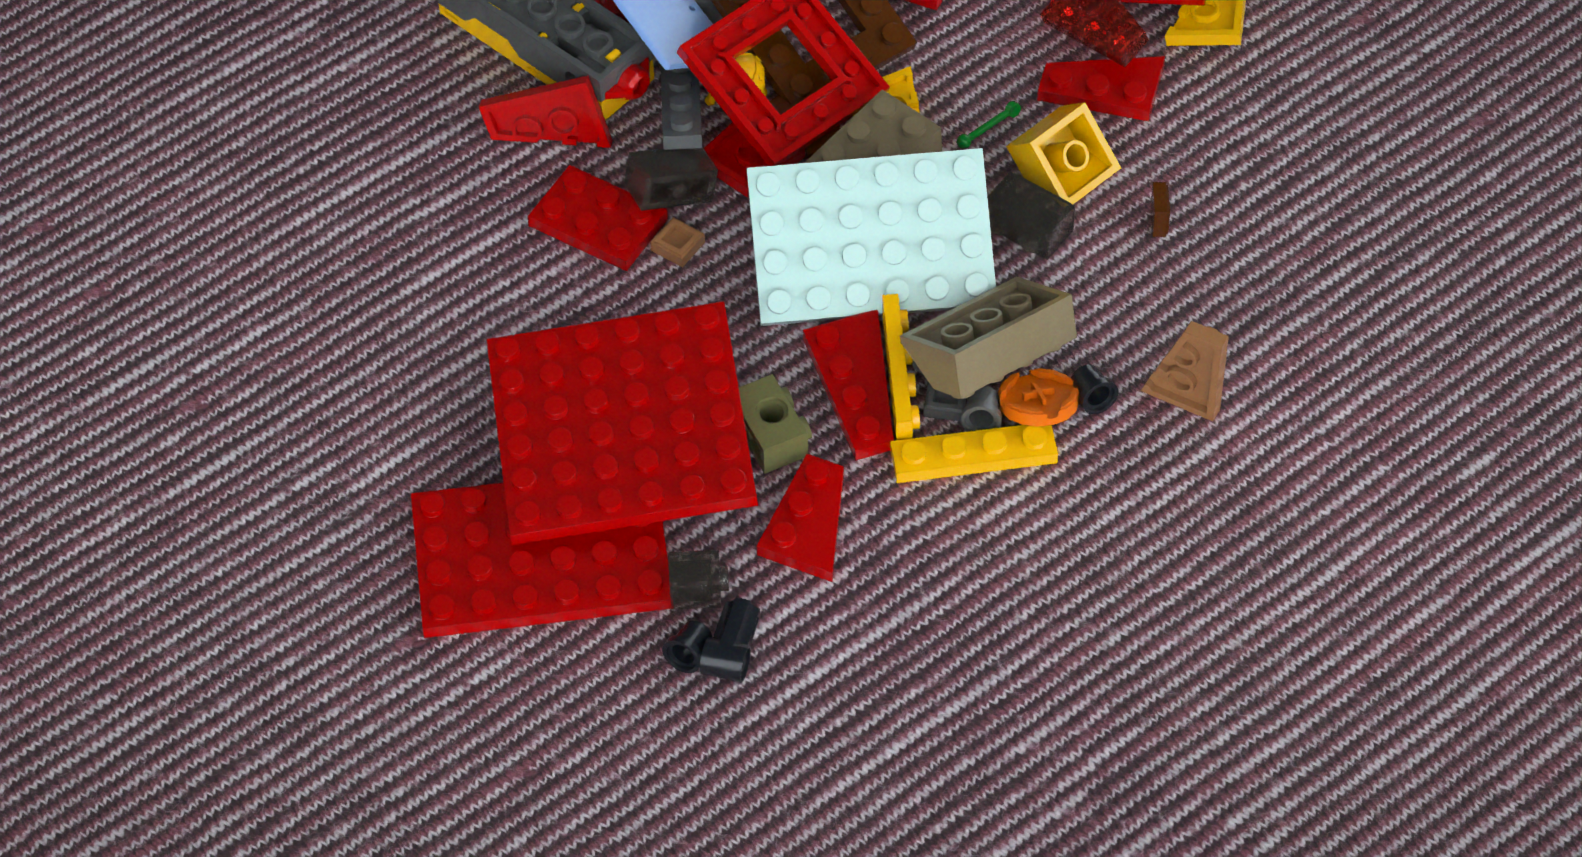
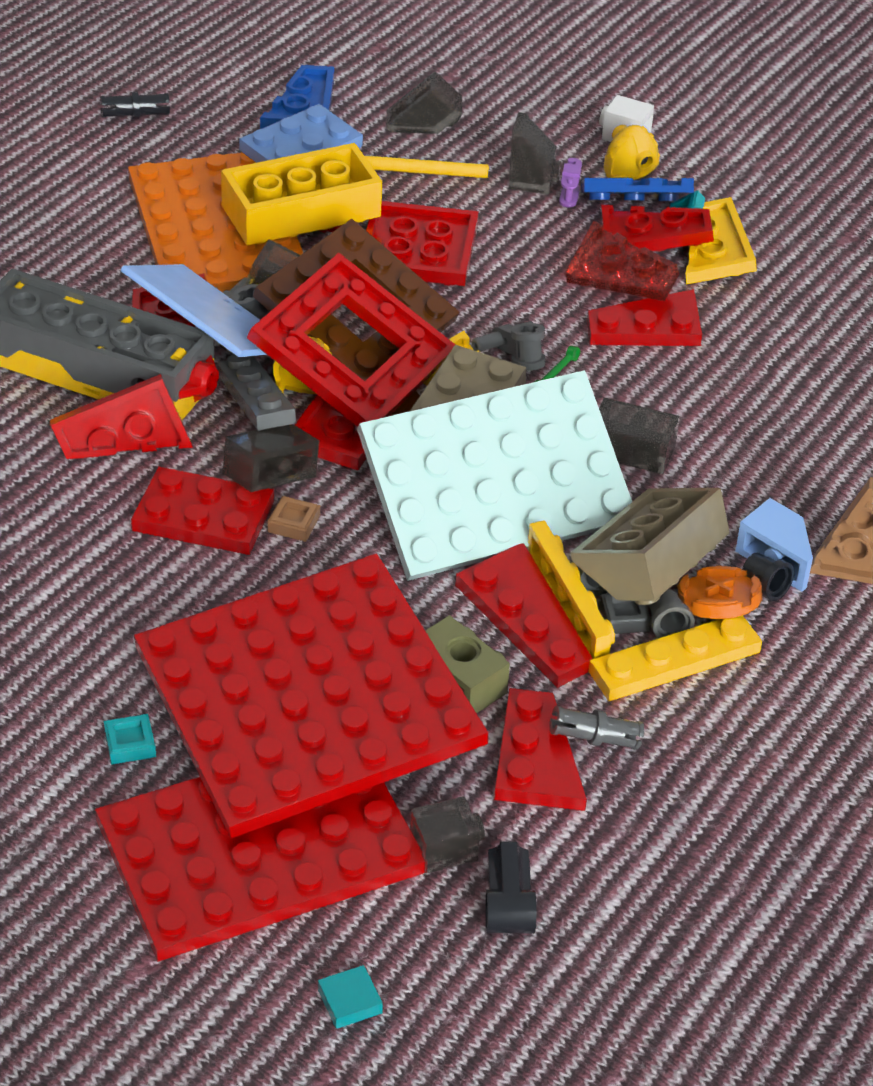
camera: 20 degrees left, 10 degrees down
(461, 433) = (129, 739): none -> teal tile
(567, 702) = (350, 996): none -> teal tile
(686, 647) = (464, 907): black piece -> none
(866, 508) = (596, 727): none -> dark grey pin
(961, 86) = (519, 340): none -> dark grey piece
(1065, 153) = (643, 374): yellow slope -> none
(1117, 352) = (778, 535): none -> light blue slope
(1160, 209) = (753, 411): reddish brown tile -> none

